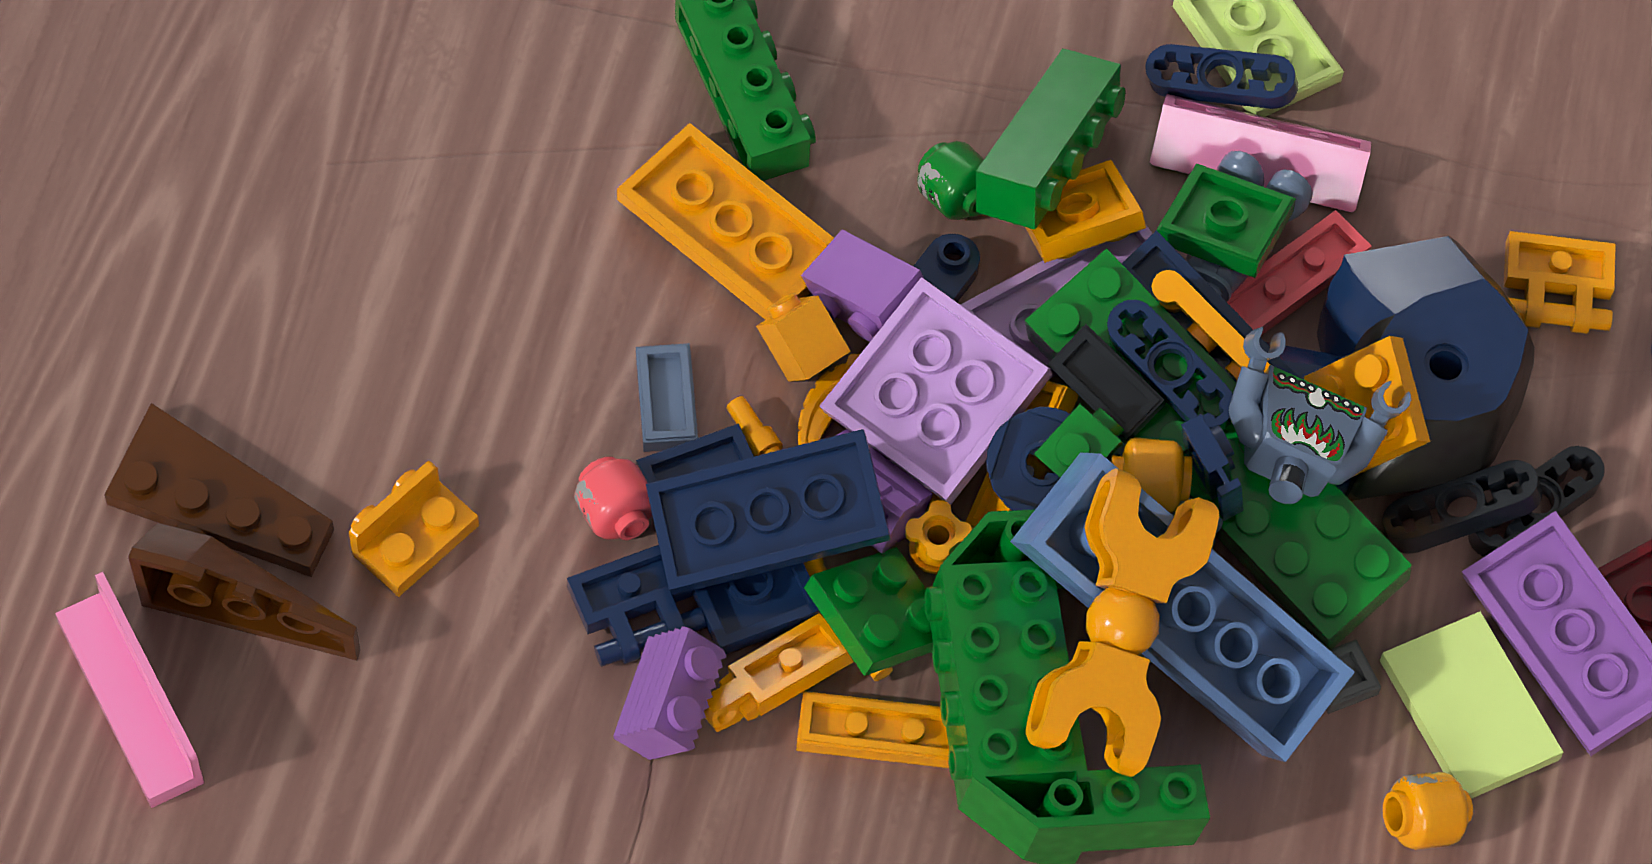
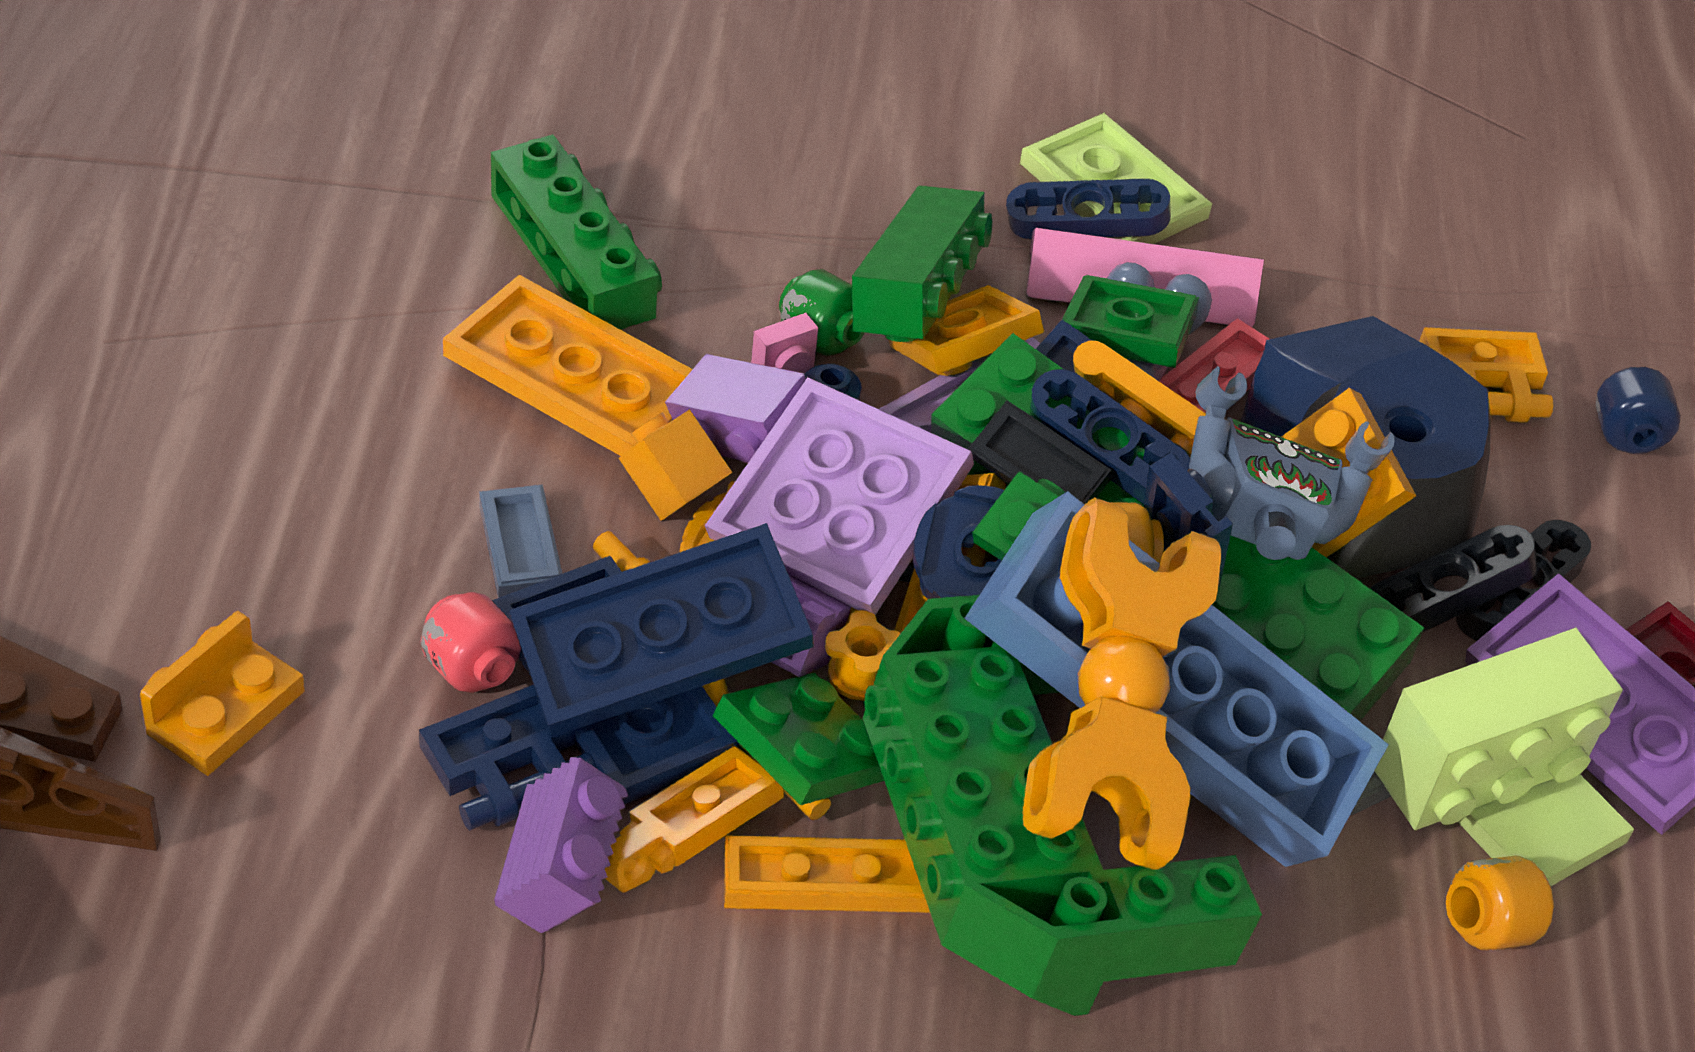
camera: 10 degrees left, 15 degrees down
(915, 219) = (786, 344): none -> bright pink plate
(1452, 664) = (1496, 729): none -> yellowish green brick

